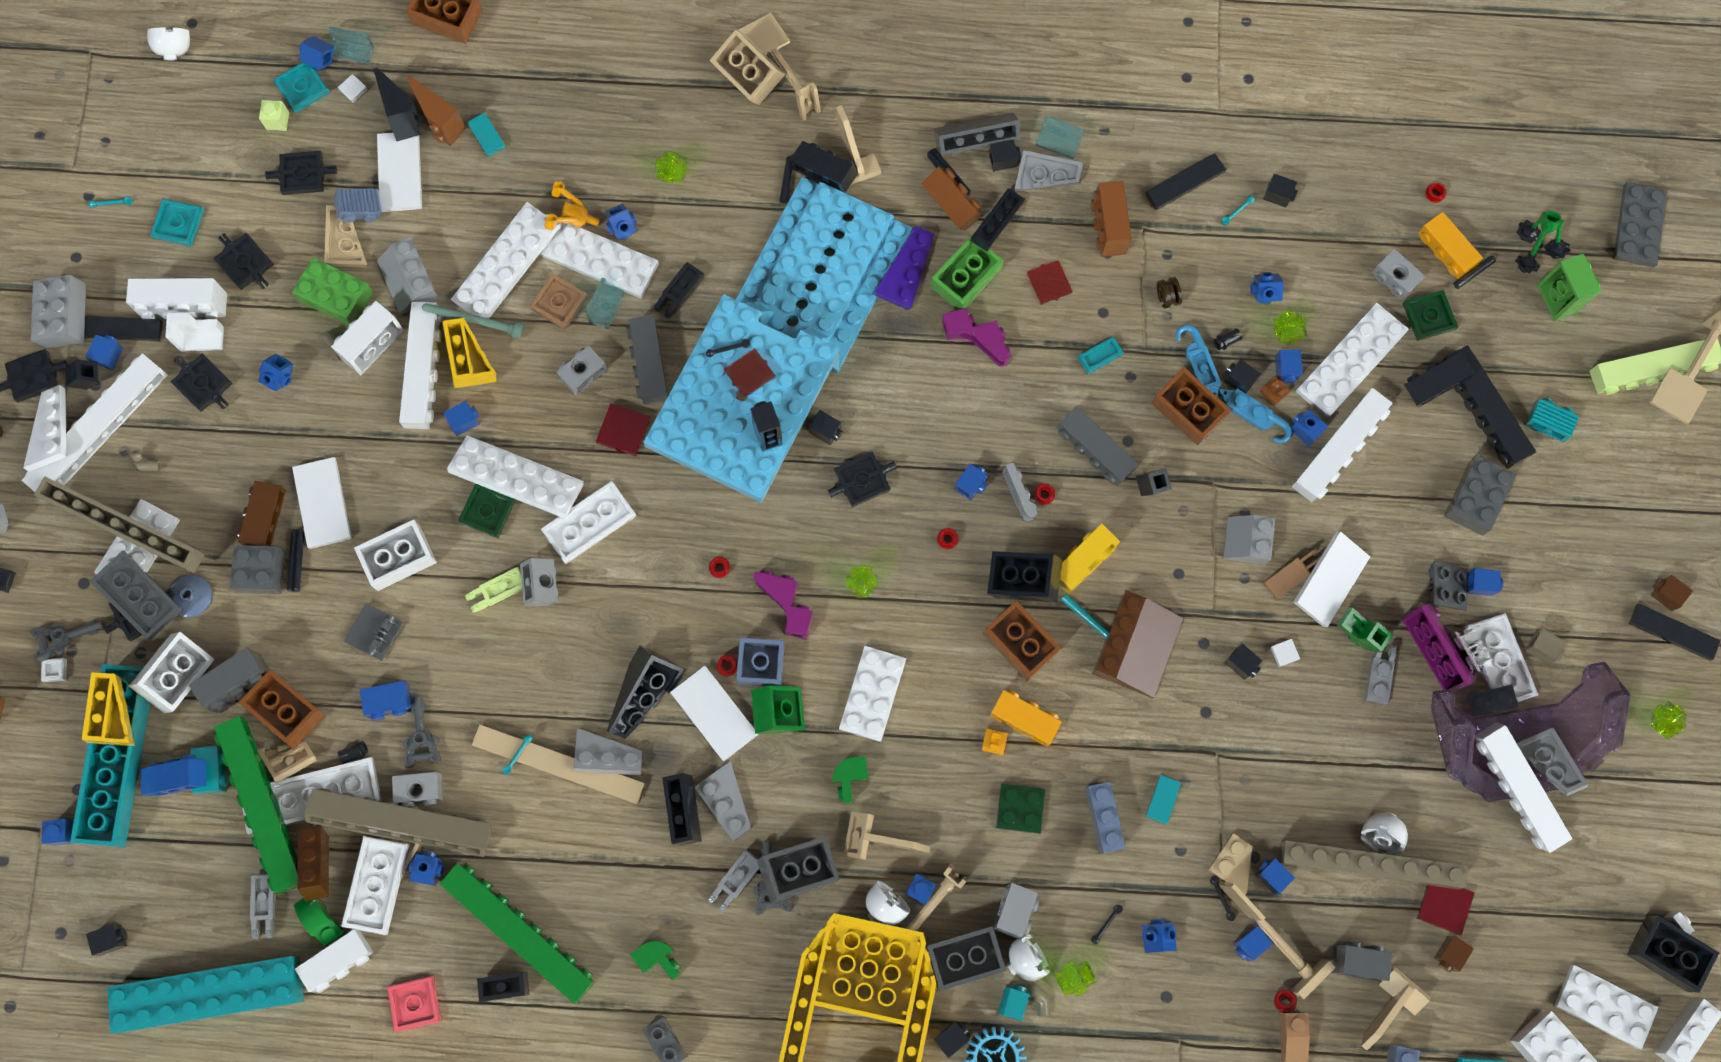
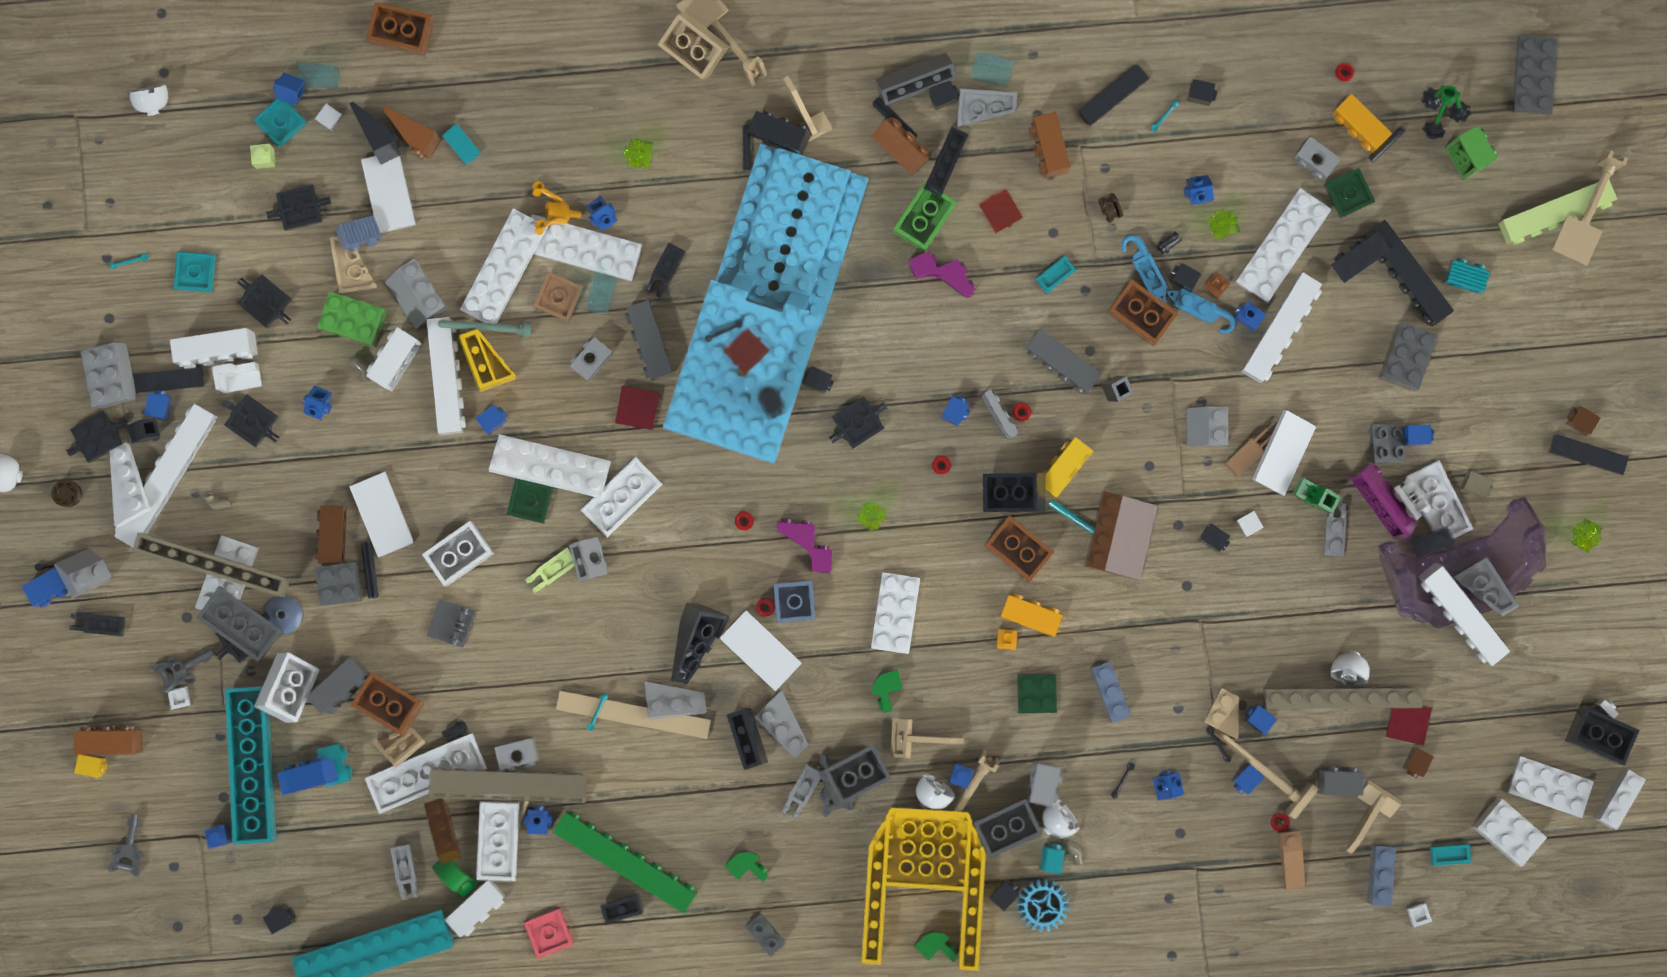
camera: 10 degrees left, 10 degrees up
(107, 712) = (241, 732): yellow wedge -> none
(259, 804) = (386, 788): green brick -> none
(386, 700) = (475, 681): blue brick -> none
(420, 738) = (510, 709): dark grey piece -> none
(777, 709) = (815, 640): green slope -> none
(904, 274) = (867, 228): dark purple wing -> none
(1075, 978) = (1099, 833): clear neon green brick -> none
(1163, 799) = (1158, 667): teal tile -> none
(1288, 365) = (1226, 260): blue brick -> none

